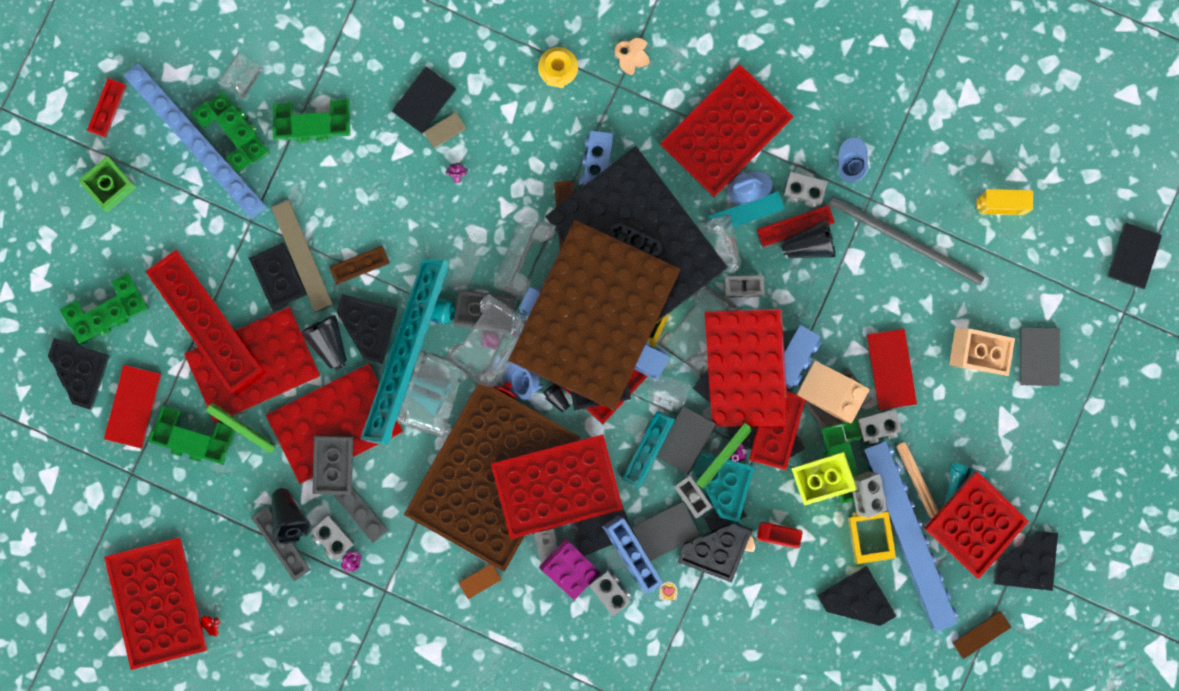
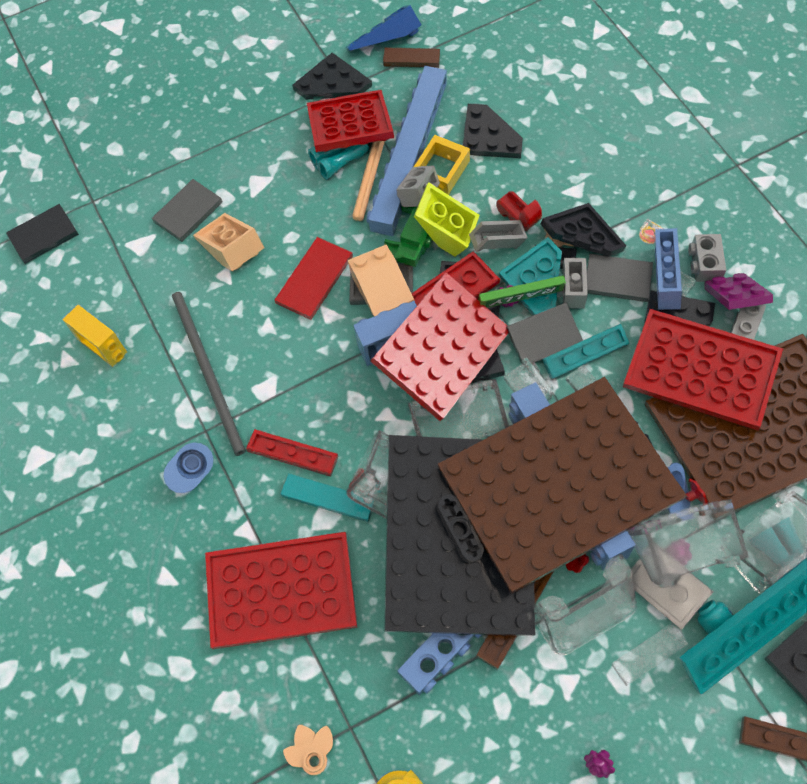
camera: 135 degrees left, 20 degrees down
(743, 286) = (379, 418): light grey brick -> none
(749, 187) = (304, 518): medium blue piece -> none
(776, 496) = (498, 235): none -> light grey window
(805, 184) = (252, 478): light grey brick -> none
(811, 243) = (291, 422): black cone -> none
(877, 422) = (364, 235): light grey brick -> none
(1020, 652) = (397, 25): none -> blue wedge

